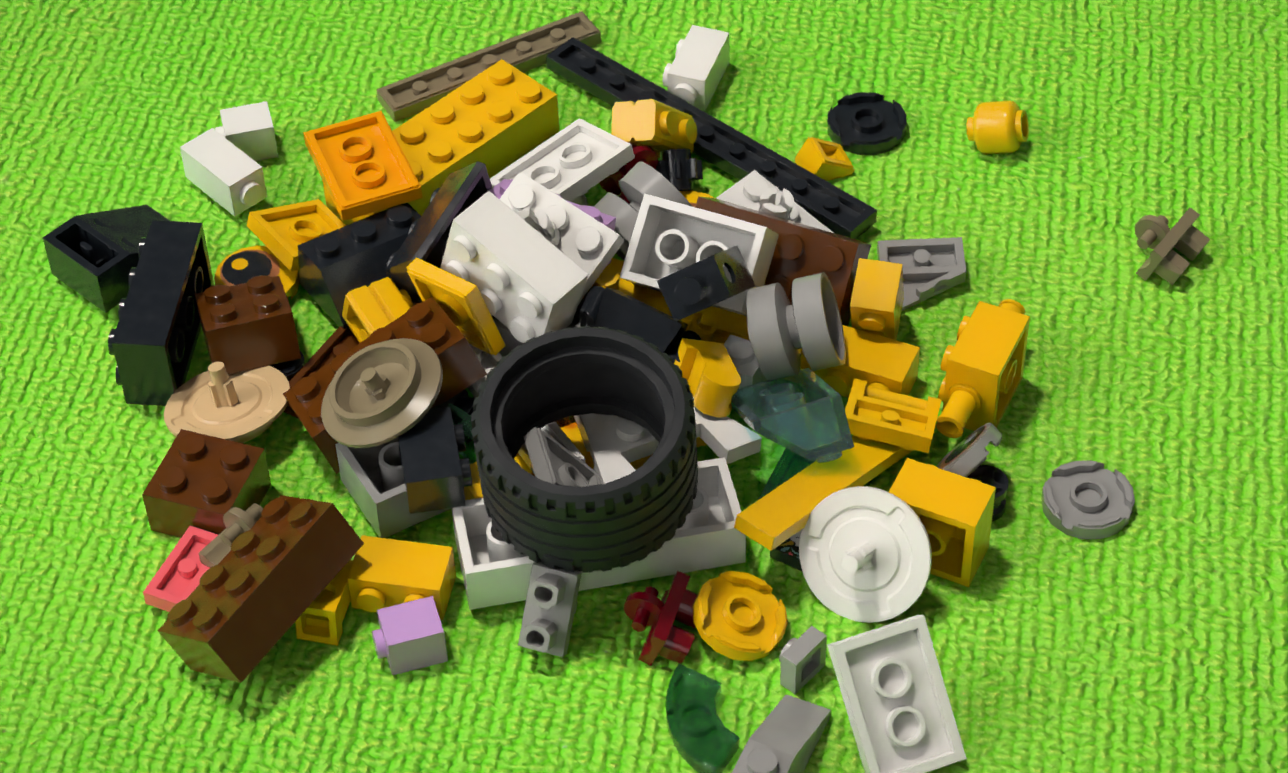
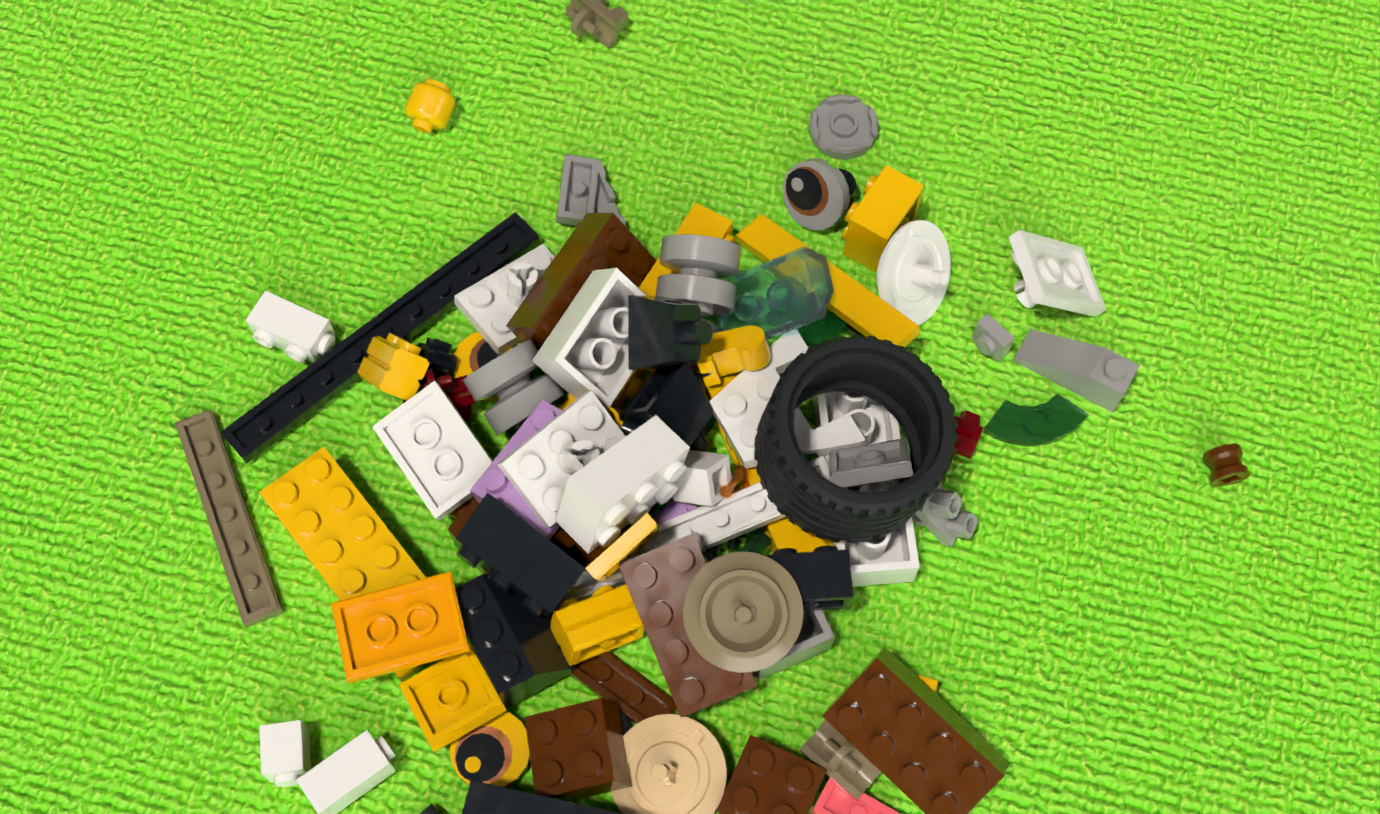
camera: 85 degrees left, 20 degrees up
(399, 572) = (887, 623): yellow brick -> none
(410, 636) = (948, 626): lavender brick -> none
(739, 616) = (956, 372): yellow tile -> none
(824, 159) = (431, 248): yellow slope -> none
(866, 123) = (390, 207): black tile -> none
(877, 297) = (651, 217): yellow brick -> none
(891, 417) = (777, 233): yellow plate -> none
(983, 367) = (725, 160): yellow brick -> none

